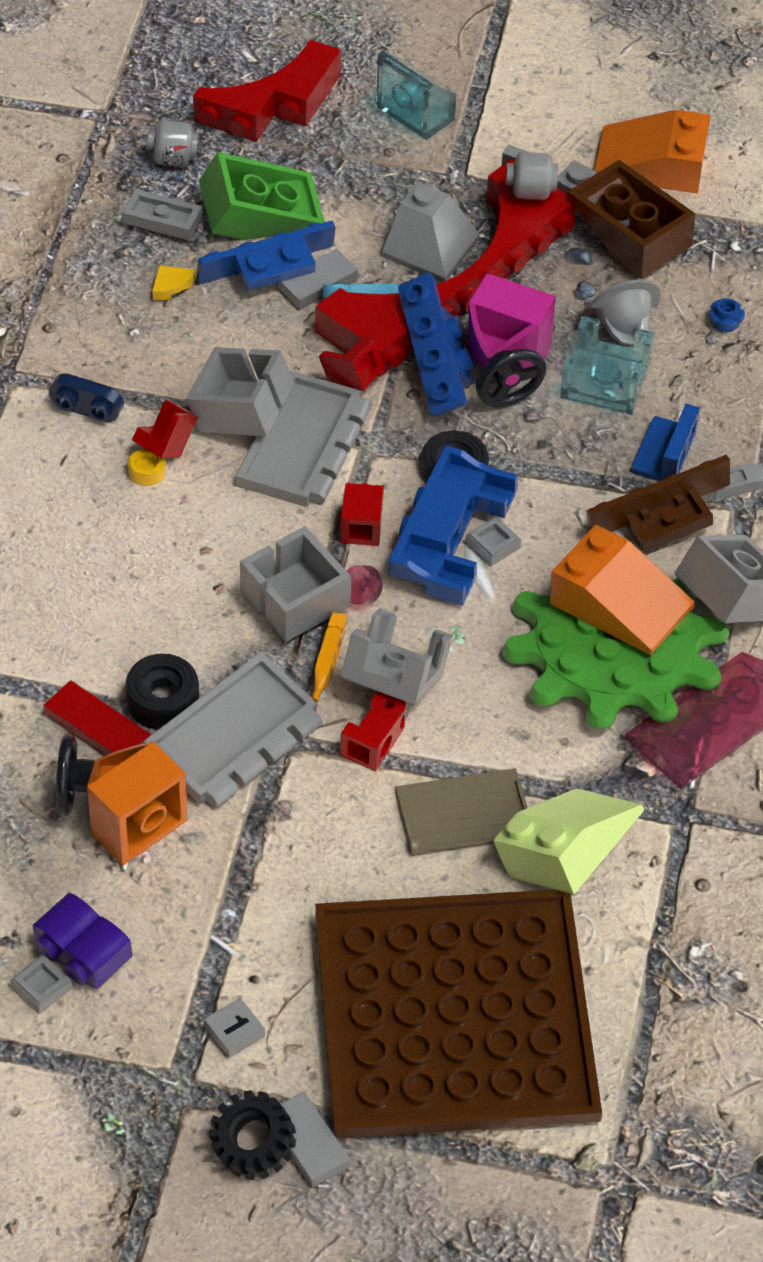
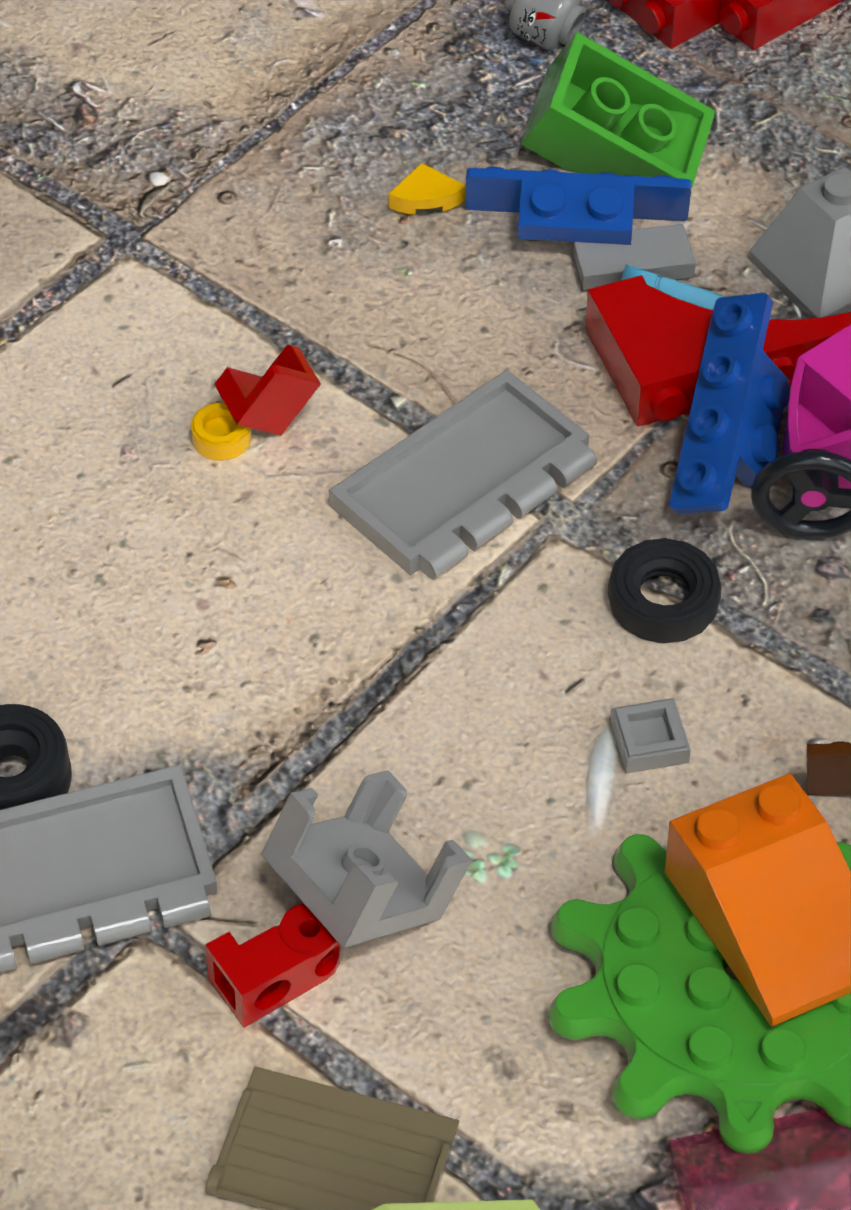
camera: 30 degrees right, 0 degrees up
(86, 397) = (197, 304): dark blue plate -> none
(162, 214) = (471, 98): light grey plate -> none
(231, 398) = (401, 370): light grey piece -> none
(305, 588) = (300, 701): light grey piece -> none
(329, 652) = (324, 774): light orange piece -> none
(356, 367) = (597, 395): red panel -> none
(362, 514) = (470, 616): red brick -> none
(365, 584) = (403, 723): clear pink tile -> none
(440, 520) = (575, 672): blue bracket -> none

